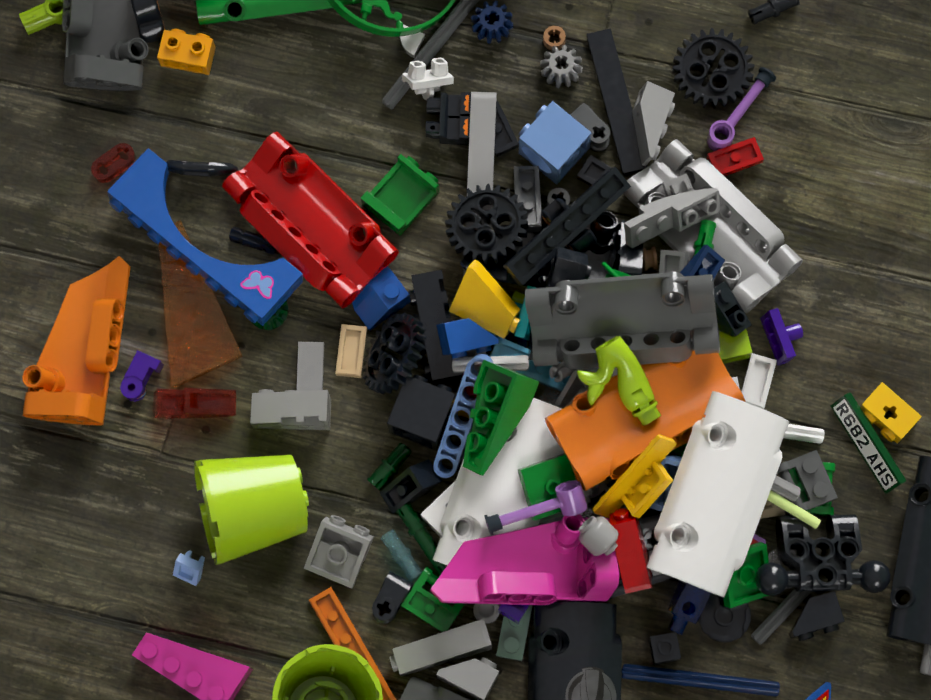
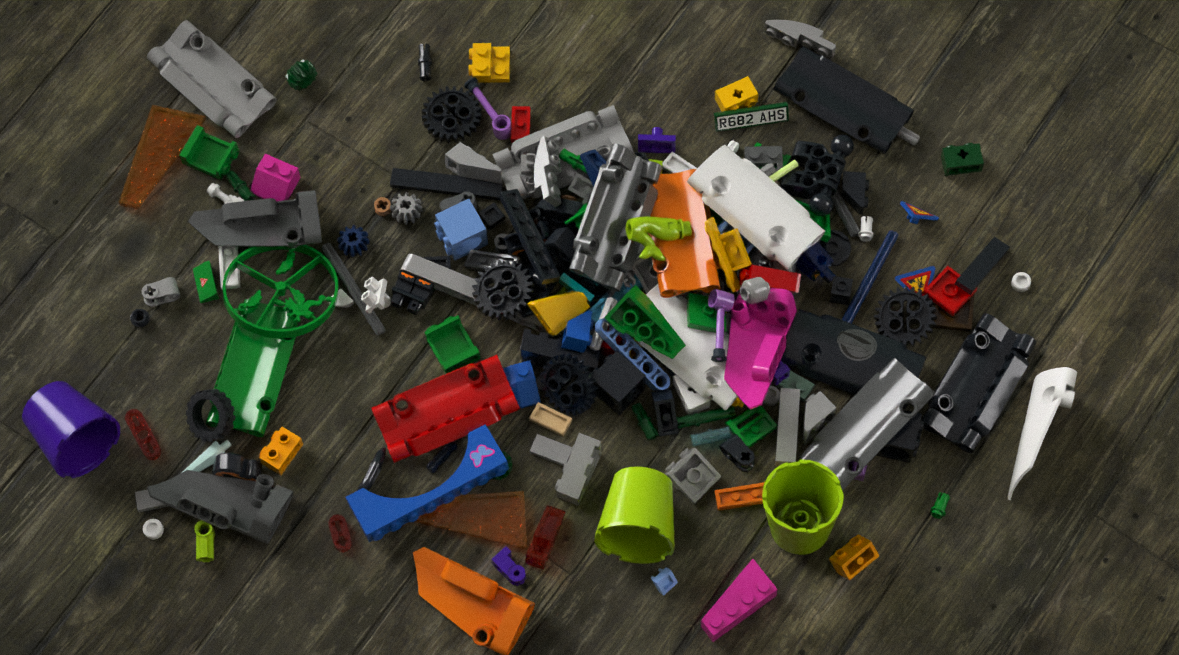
camera: 70 degrees left, 10 degrees down
(768, 650) = (866, 229): none -> white pin
(806, 86) = (489, 63): none -> yellow plate

